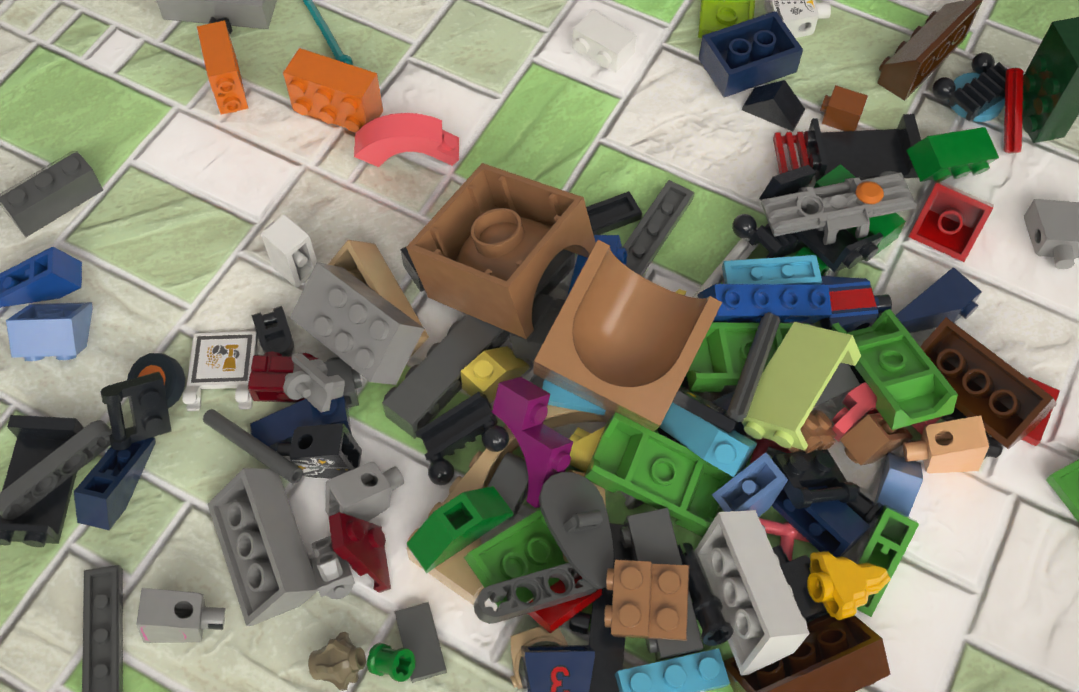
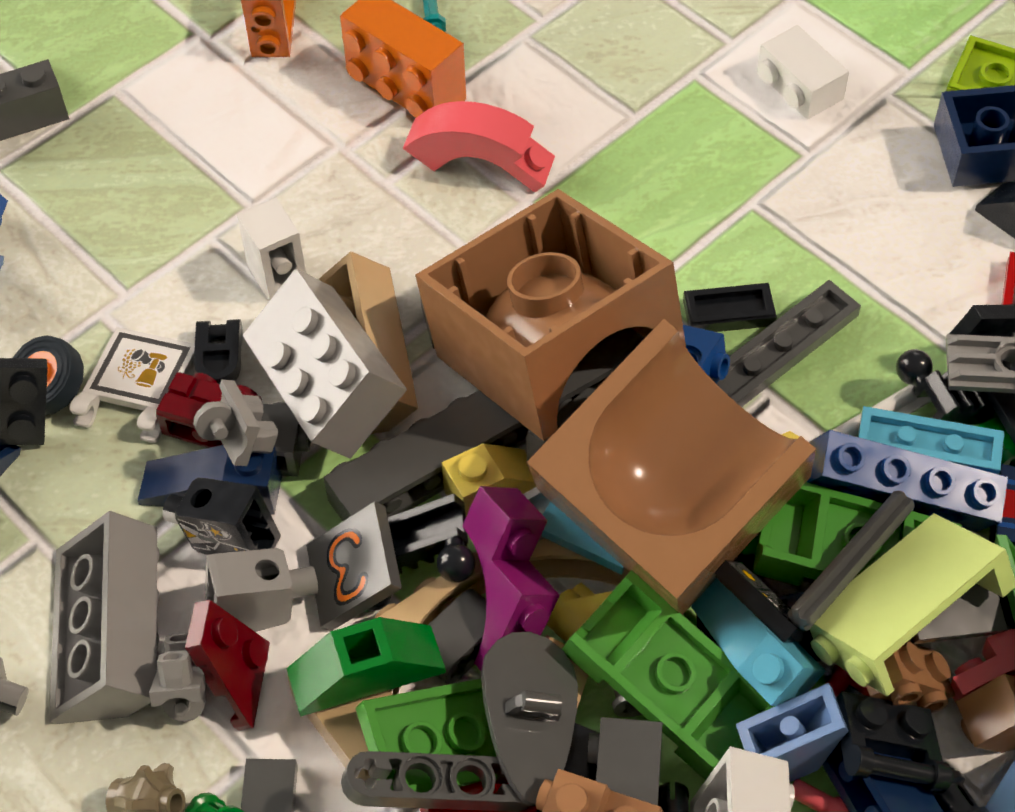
camera: 20 degrees right, 5 degrees down
(253, 446) = (137, 490): dark grey piece -> none
(424, 458) = (354, 566): none -> dark grey tile

